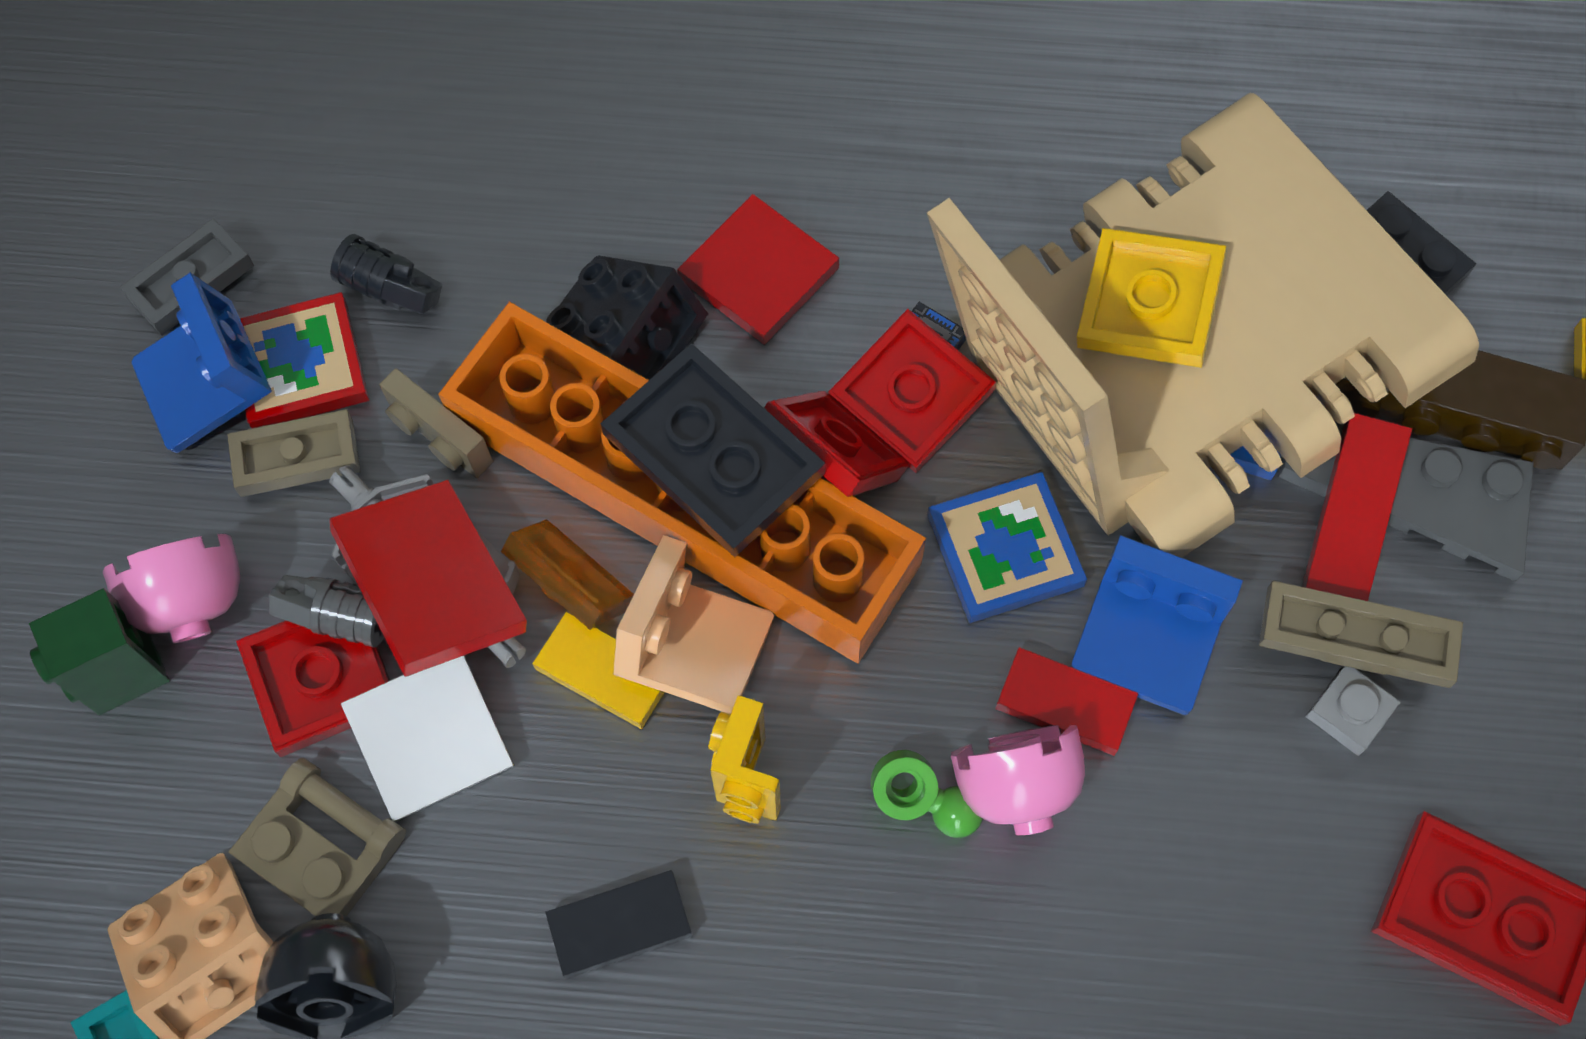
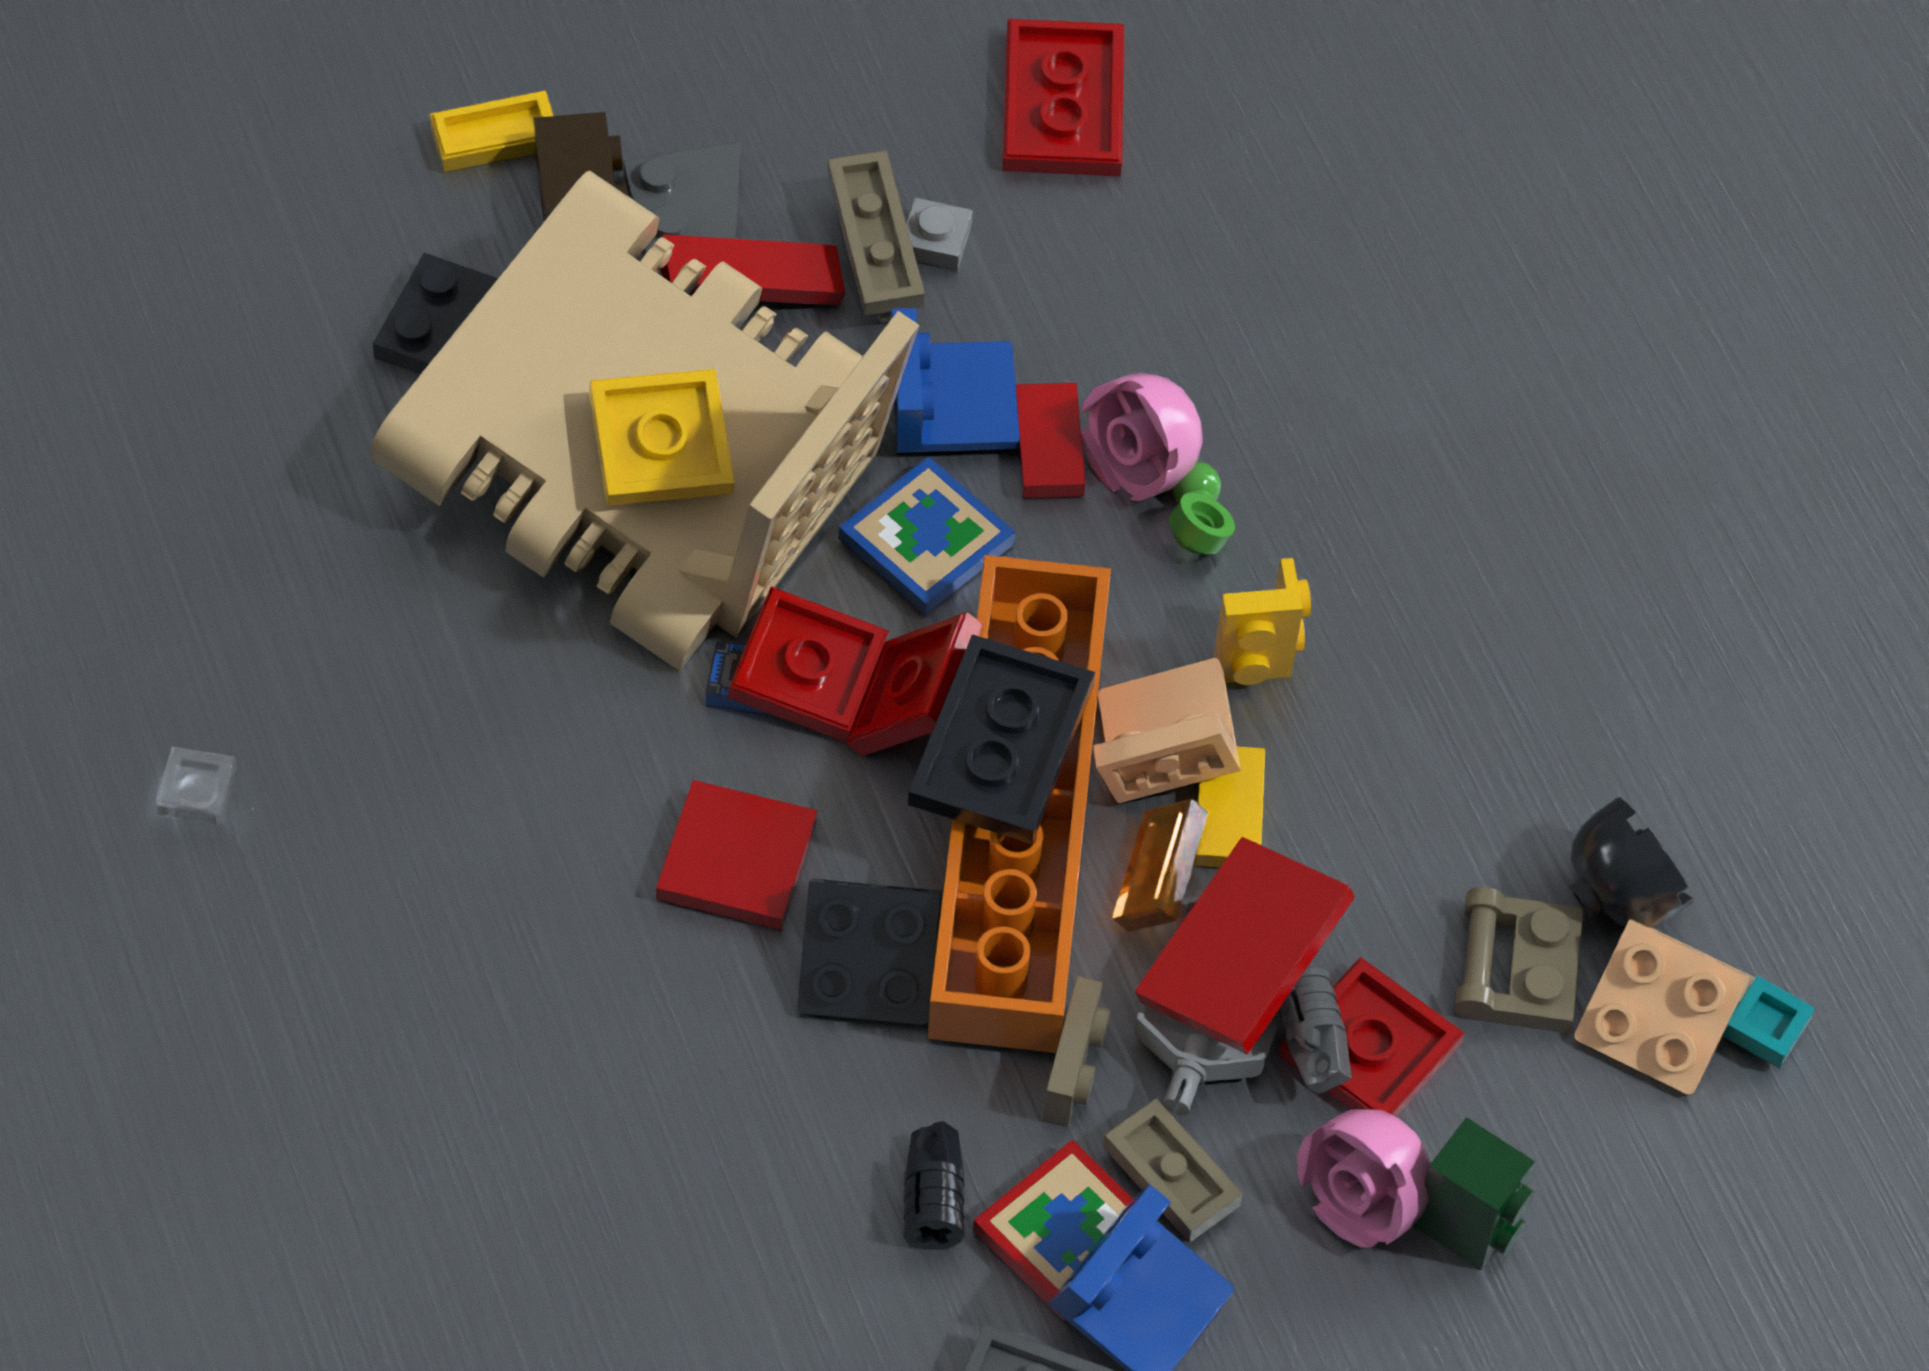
camera: 120 degrees left, 10 degrees down
(427, 736) = (1394, 912): white tile -> none
(618, 924) = (1443, 696): black tile -> none

